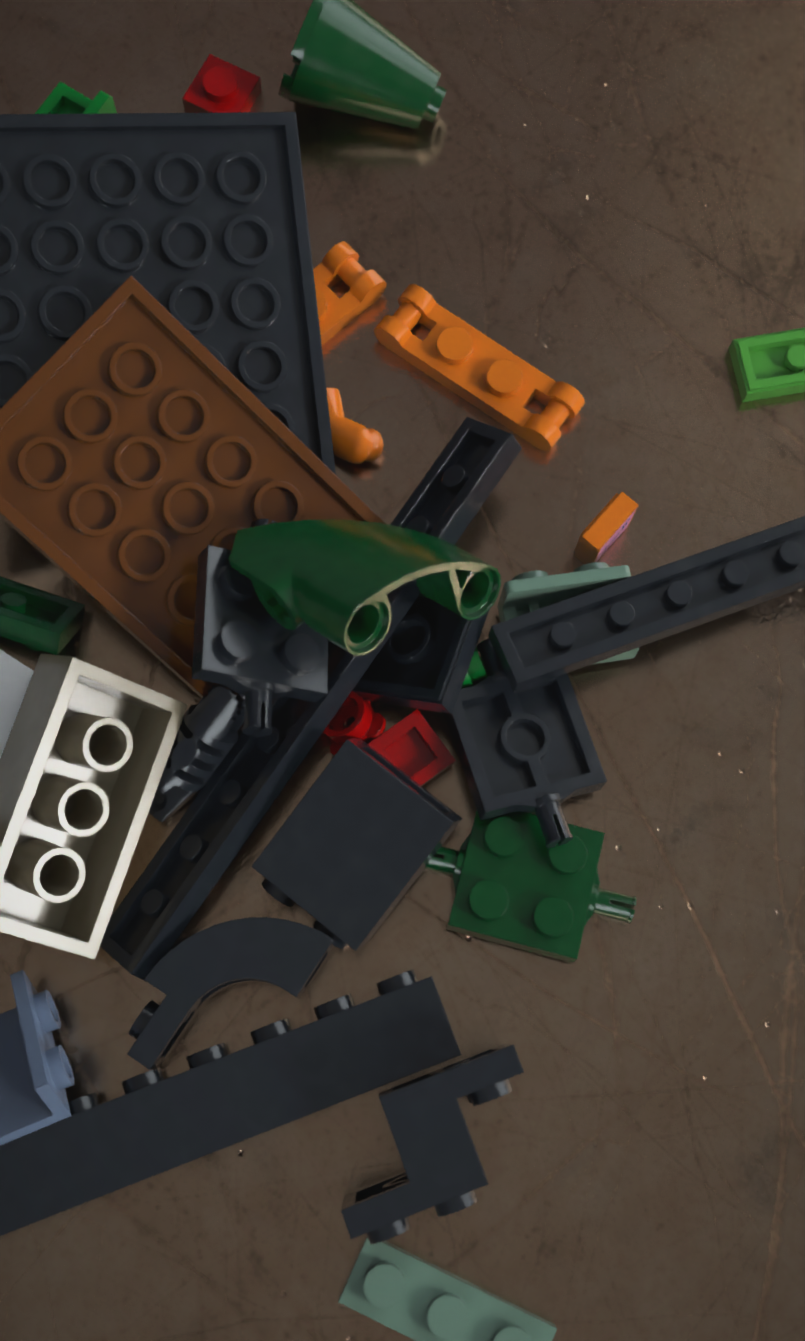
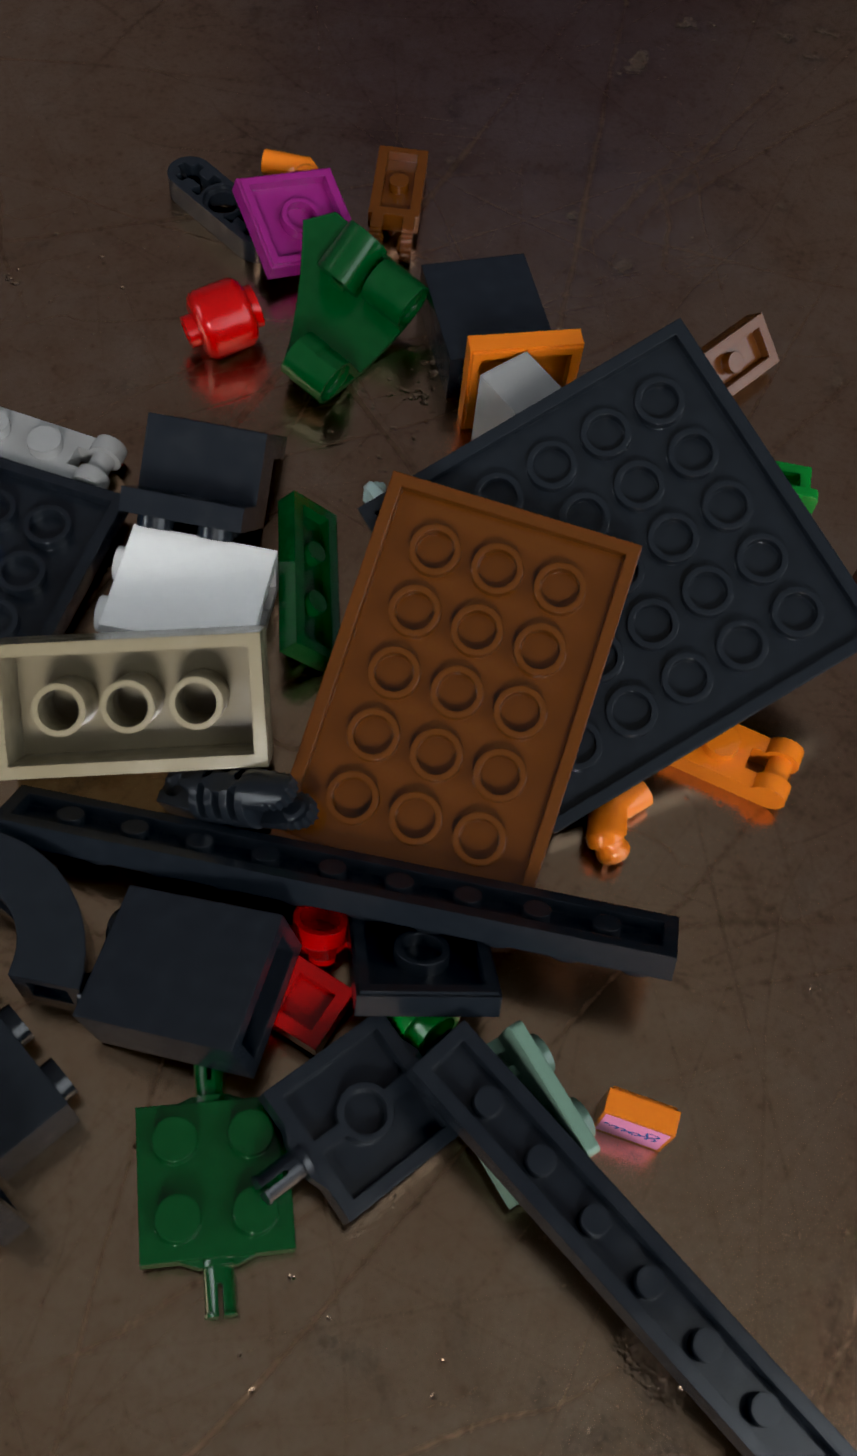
camera: 65 degrees right, 15 degrees down
(247, 647) = (365, 794): black plate -> none
(343, 569) = (441, 814): dark green panel -> none
(478, 368) = (746, 930): orange plate -> none

